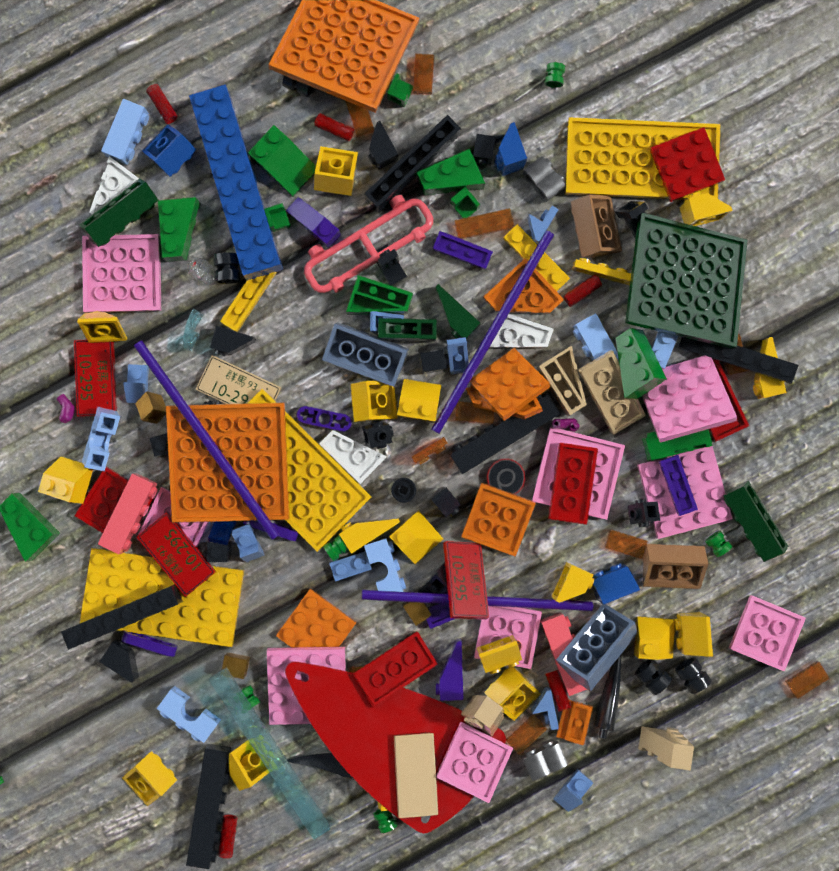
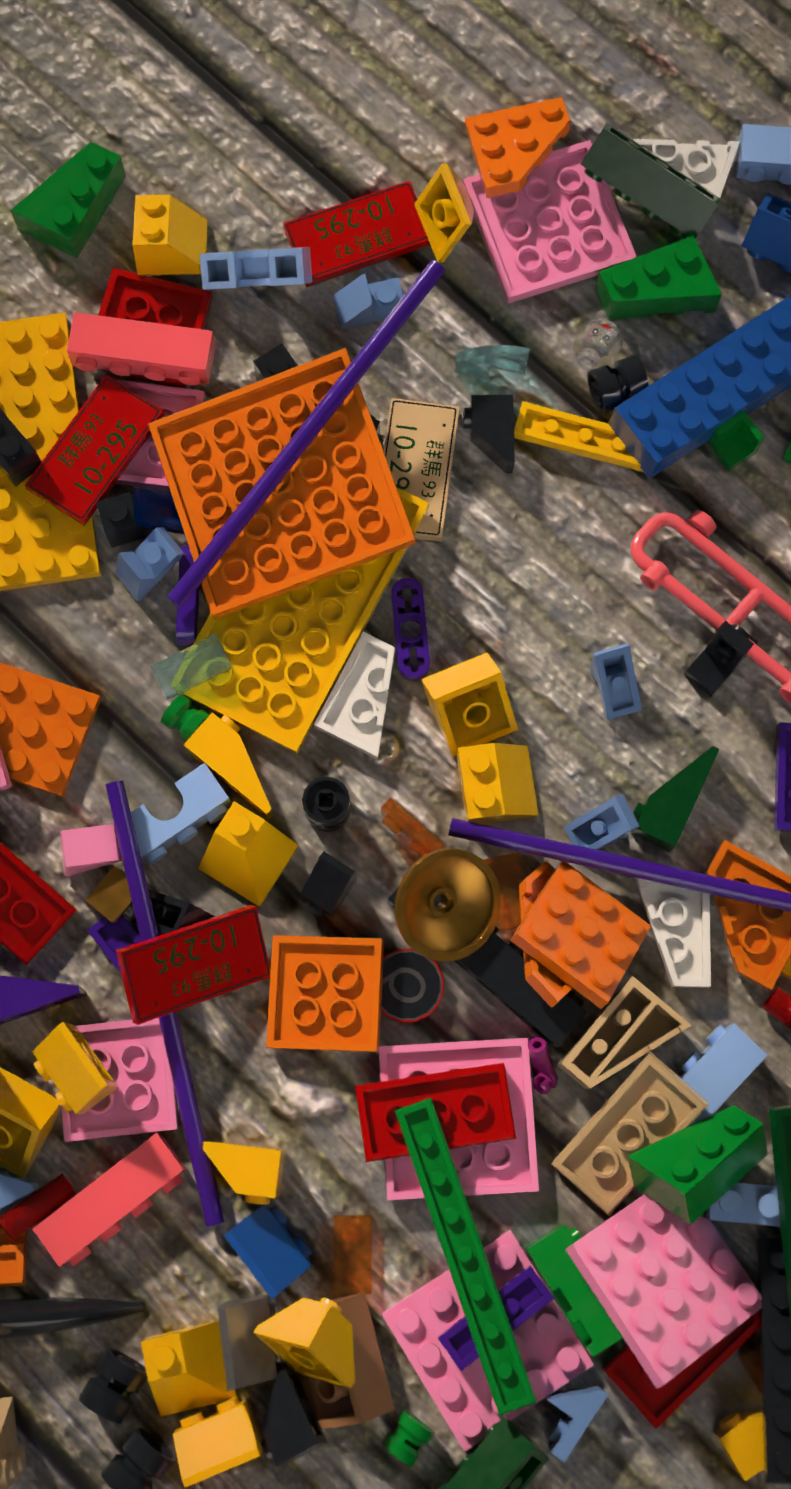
camera: 75 degrees right, 10 degrees down
(67, 409) = (290, 205): magenta arm -> none
(70, 276) = (514, 142): none -> orange plate
(151, 407) = (334, 332): pearl gold panel -> none
(311, 537) = (191, 667): none -> clear light blue tile
(314, 222) = (749, 506): dark purple slope -> none
(350, 566) = (160, 753): medium blue plate -> none
(365, 354) = (549, 661): sand blue slope -> none
(377, 297) = (657, 651): green wedge -> none
(378, 434) = (412, 714): black brick -> none
(390, 616) = (89, 848): none -> bright pink slope
(408, 329) = (618, 721): dark green slope -> none
(434, 361) = (576, 787): black brick -> none
(485, 442) = (466, 909): none -> pearl gold dish
(597, 646) = (141, 1254): sand blue slope -> none
(643, 513) = (421, 1267): black brick -> none
(645, 491) = (465, 1257): none -> green tile
(653, 606) = (244, 1354): none -> flat silver slope
(663, 575) = (312, 1340): none -> yellow slope
(695, 597) = (289, 1421): none -> black slope
(729, 458) = (581, 1408): none -> medium blue slope

